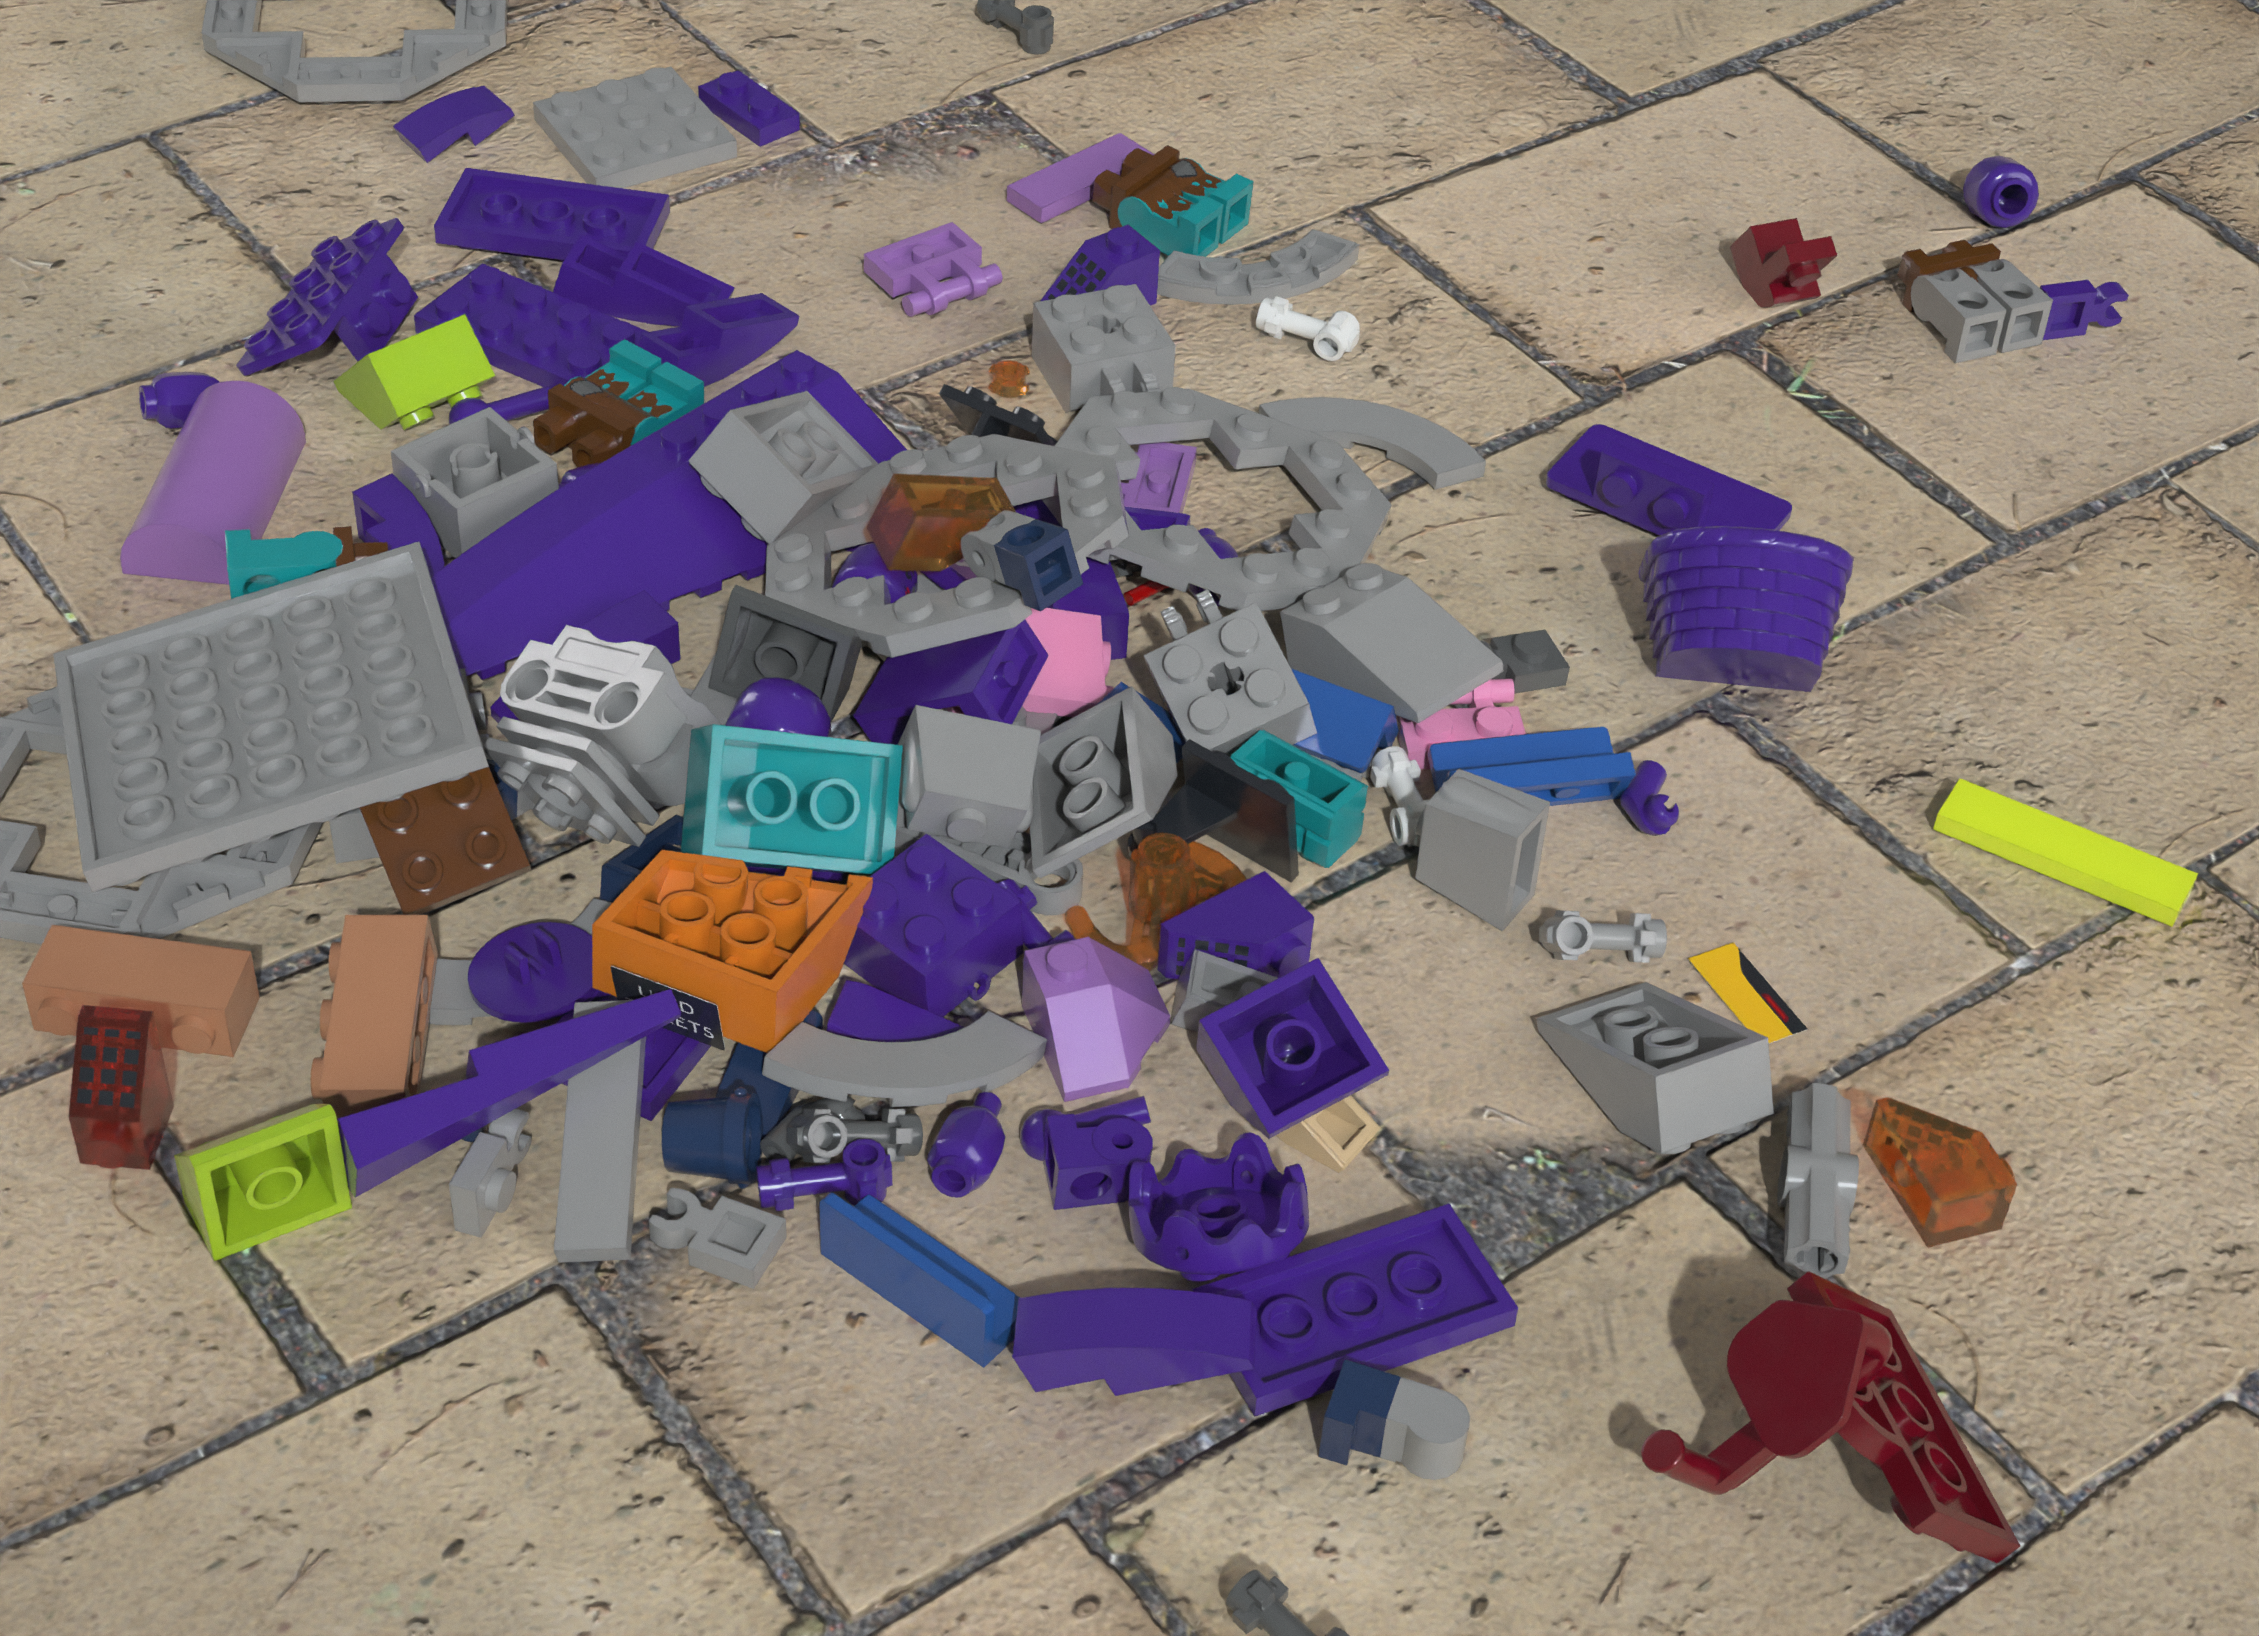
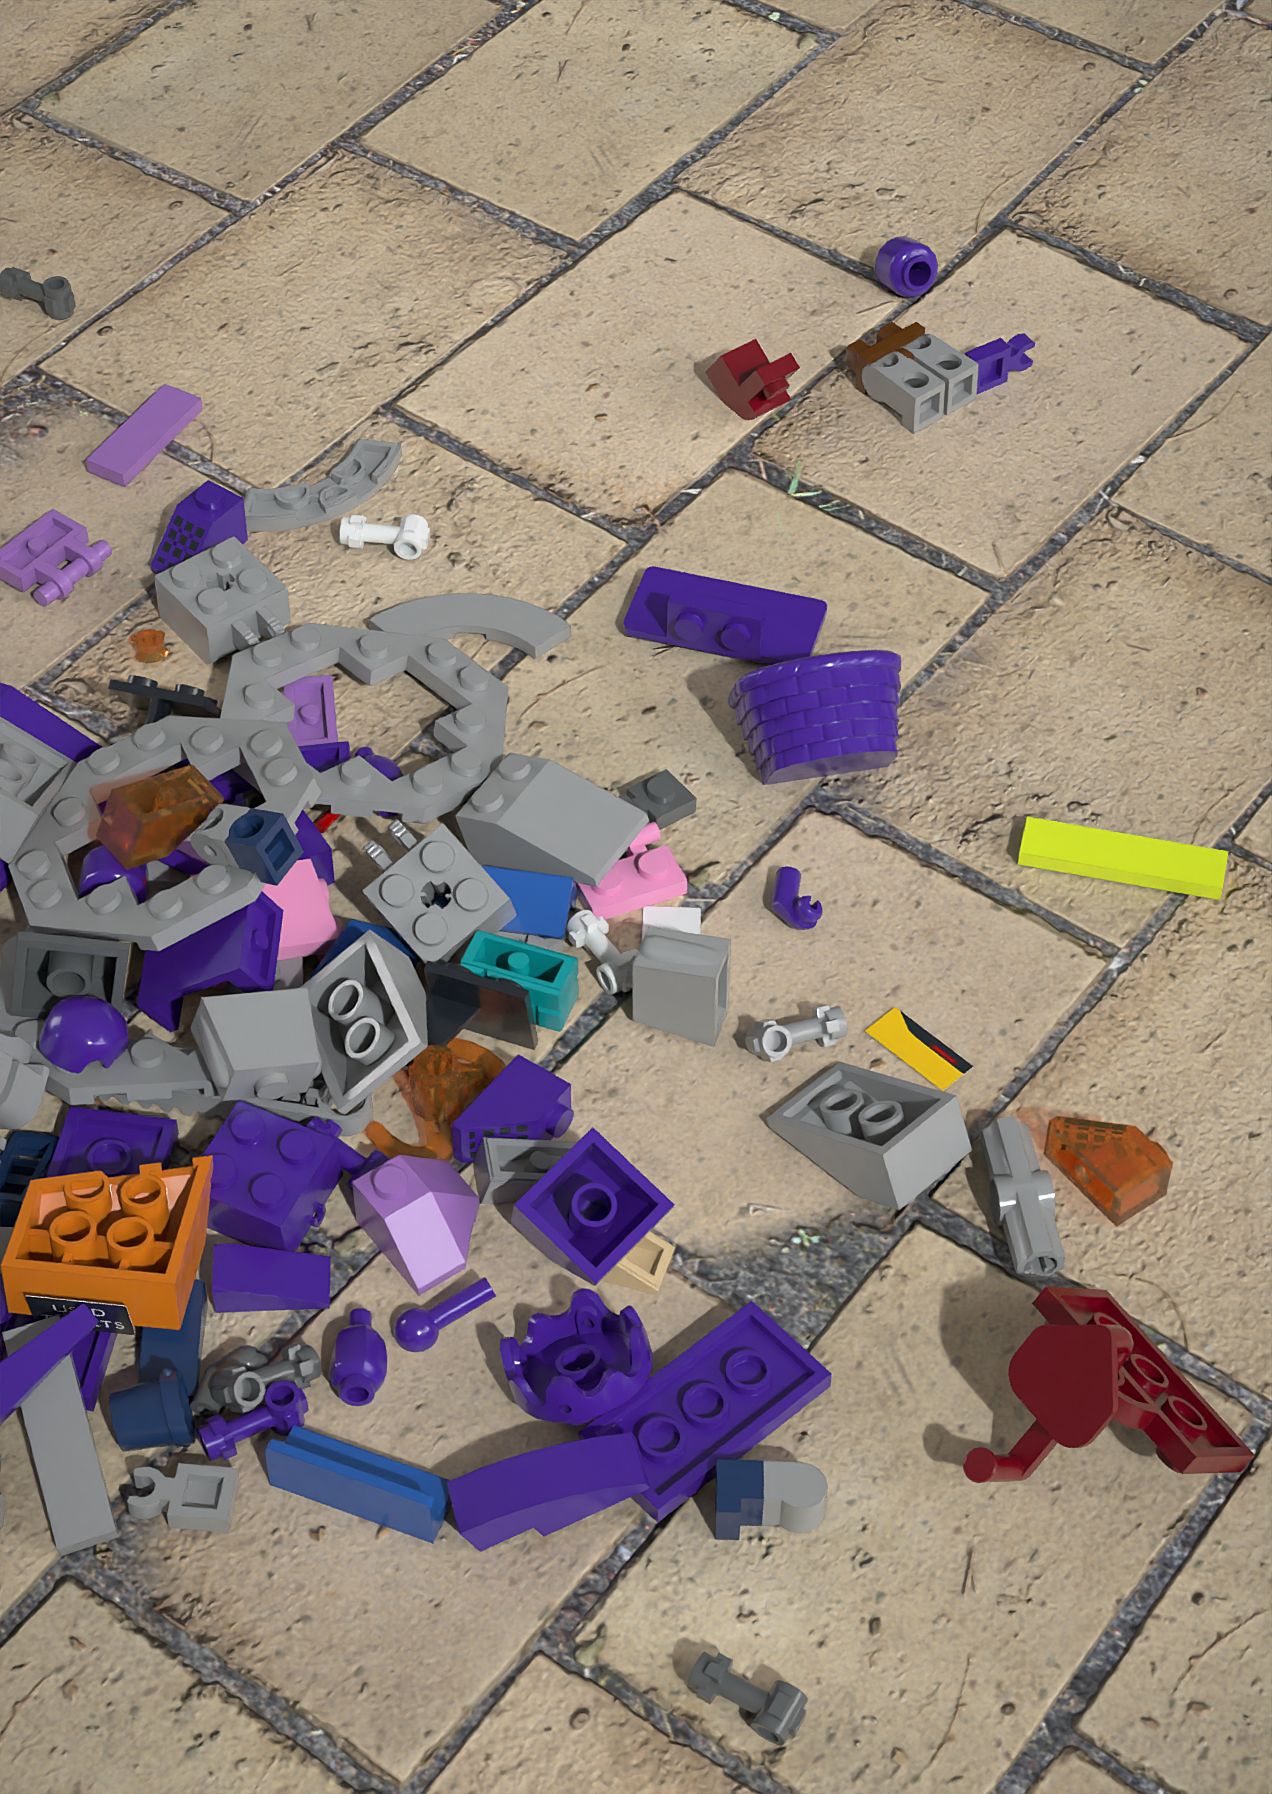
camera: 15 degrees left, 5 degrees up
(791, 799) = (118, 1105): teal slope -> none
(905, 1072) = (289, 1312): light grey tile -> none
(1092, 1162) = (464, 1345): dark purple leg -> none
(1174, 201) = (233, 442): hips -> none
(1548, 765) = (695, 898): blue panel -> none

